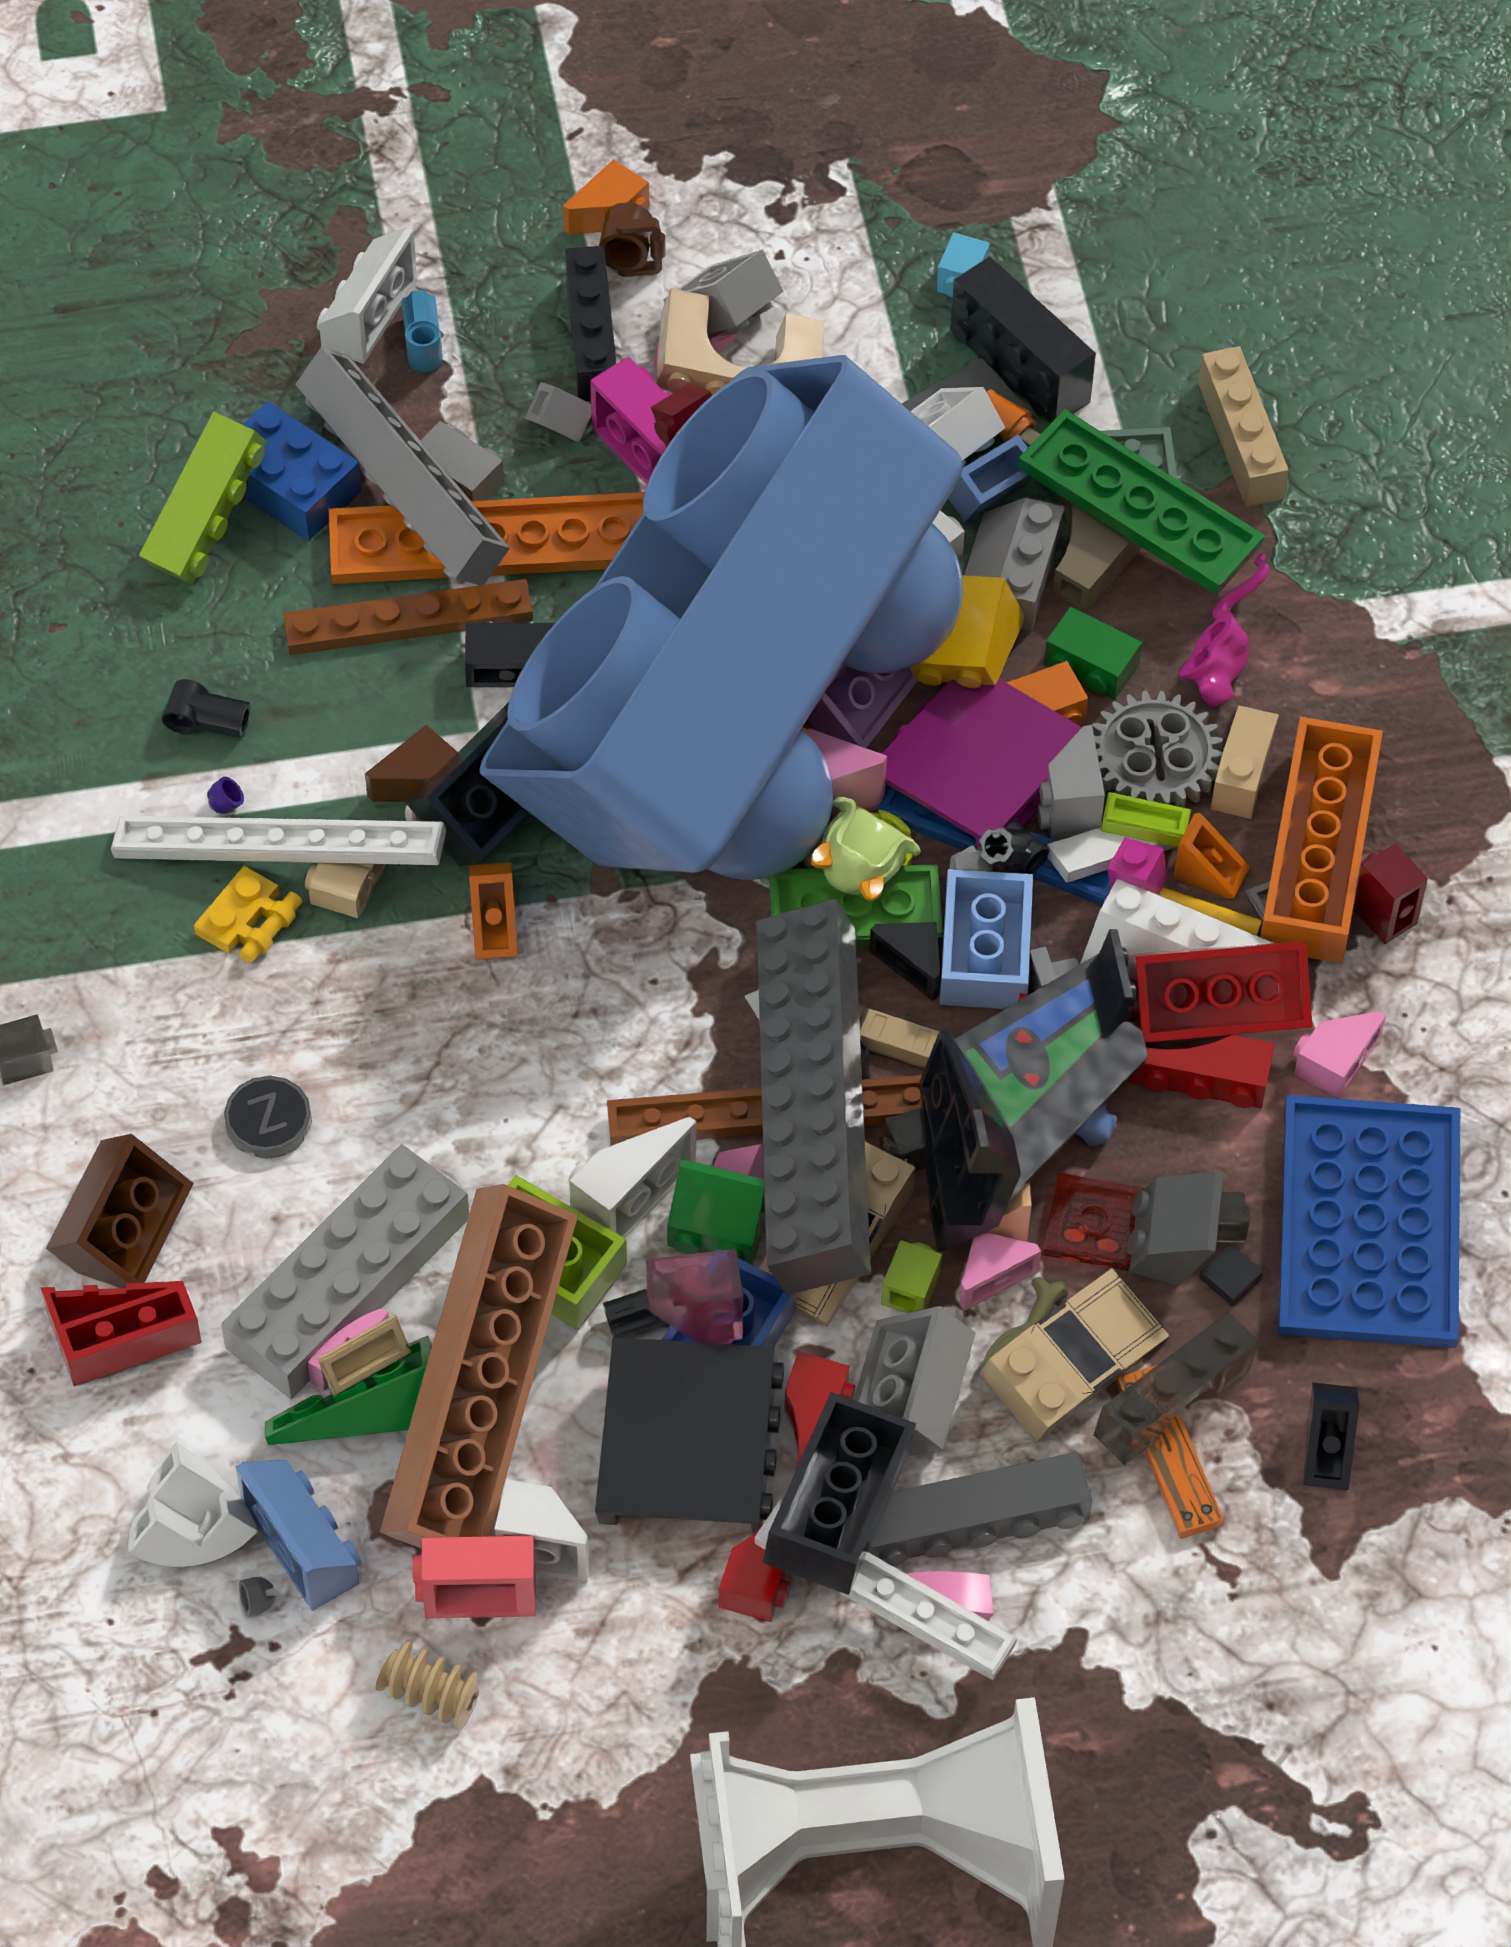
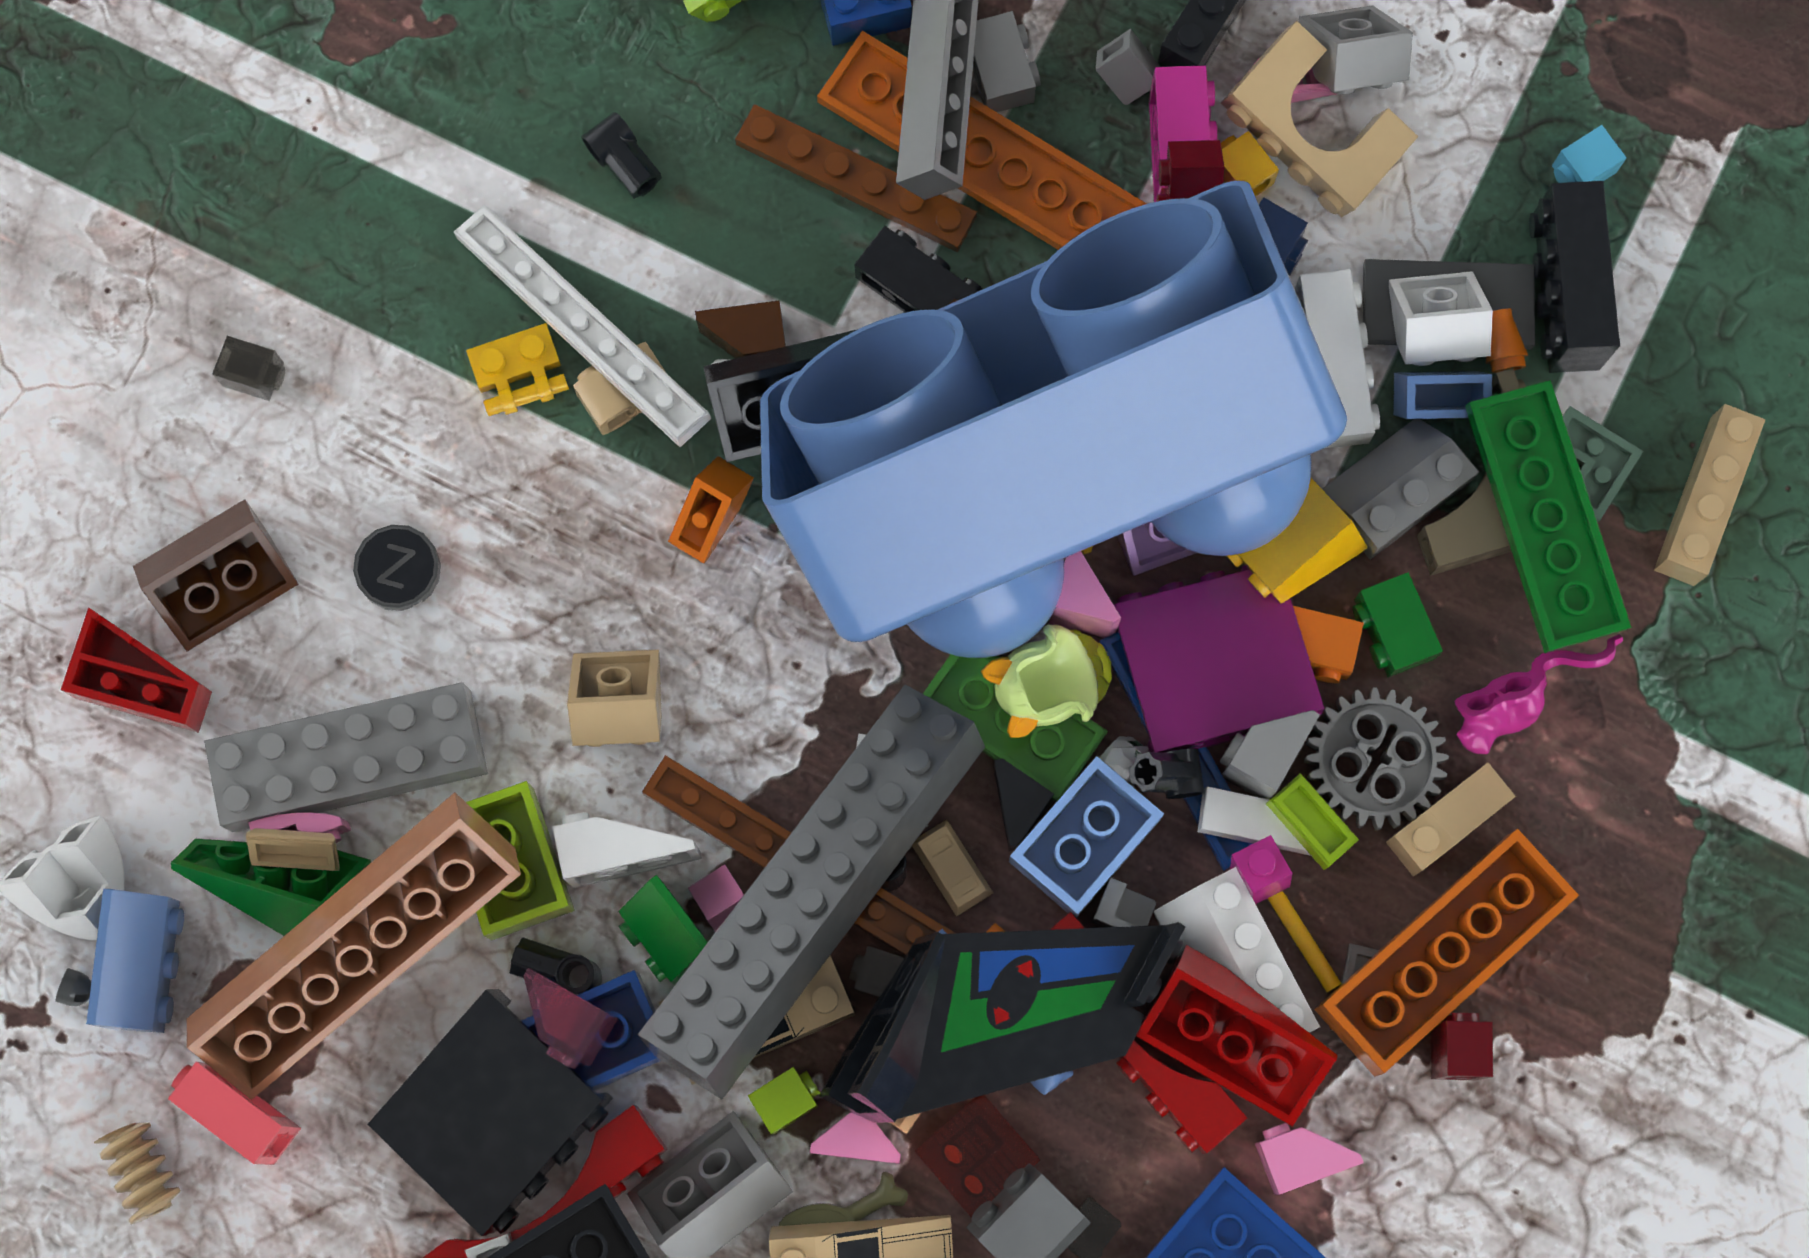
camera: 40 degrees right, 20 degrees up
(225, 796) = (583, 239): dark purple hinge -> none
(532, 1088) = (615, 698): none -> tan slope
(538, 1512) = (310, 1109): white slope -> none
(1209, 860) = (1339, 899): orange slope -> none

